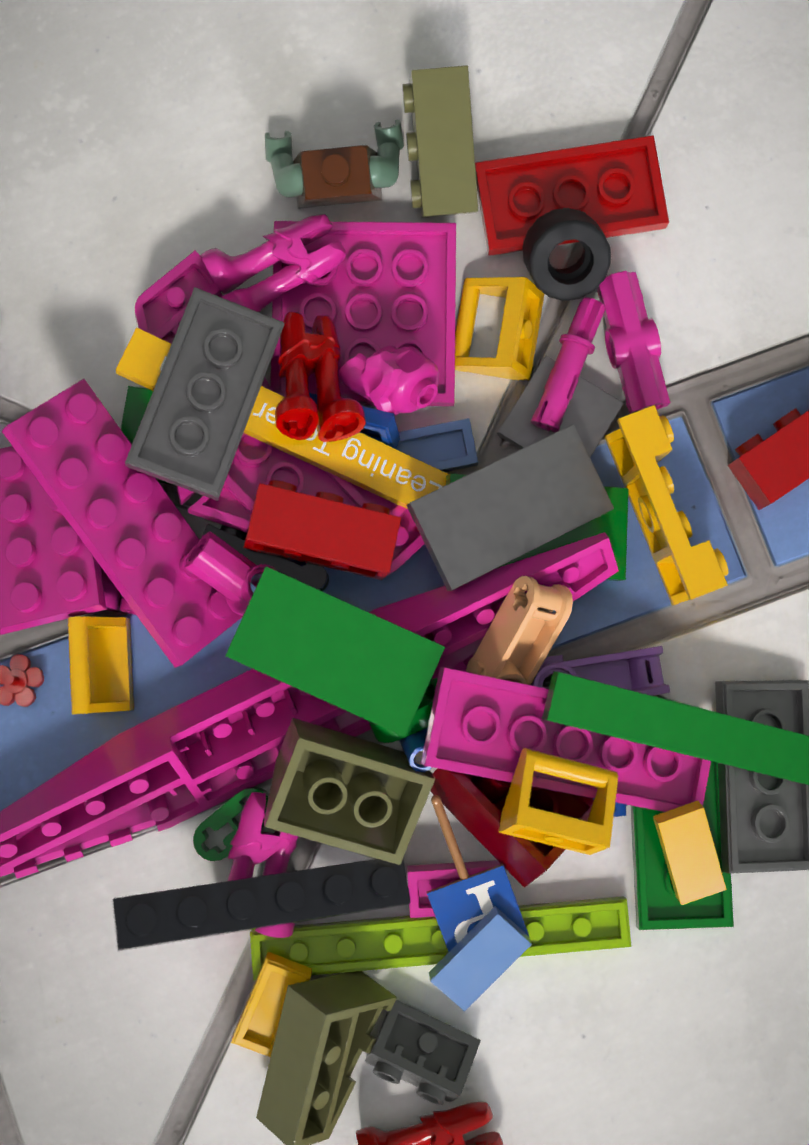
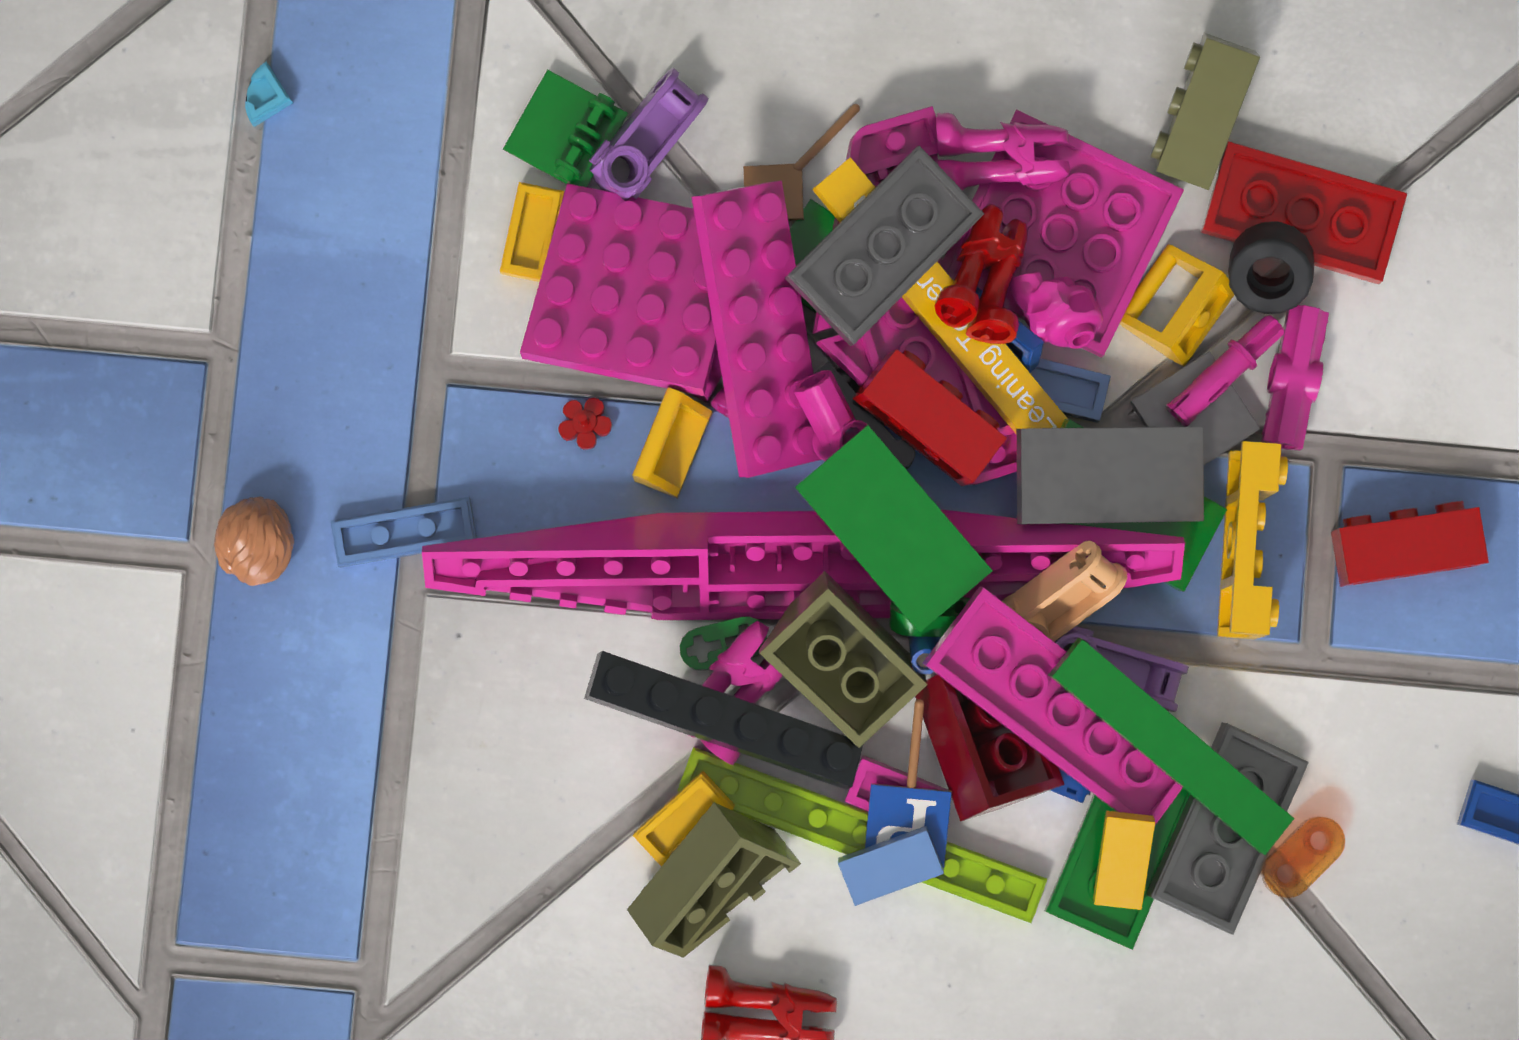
camera: 25 degrees right, 0 degrees up
(101, 375) = (792, 173): none -> medium nougat piece
(336, 174) = (1094, 95): torso -> none
(423, 1053) = (798, 927): dark grey bracket -> none
(552, 828) = (1016, 775): yellow tile -> none

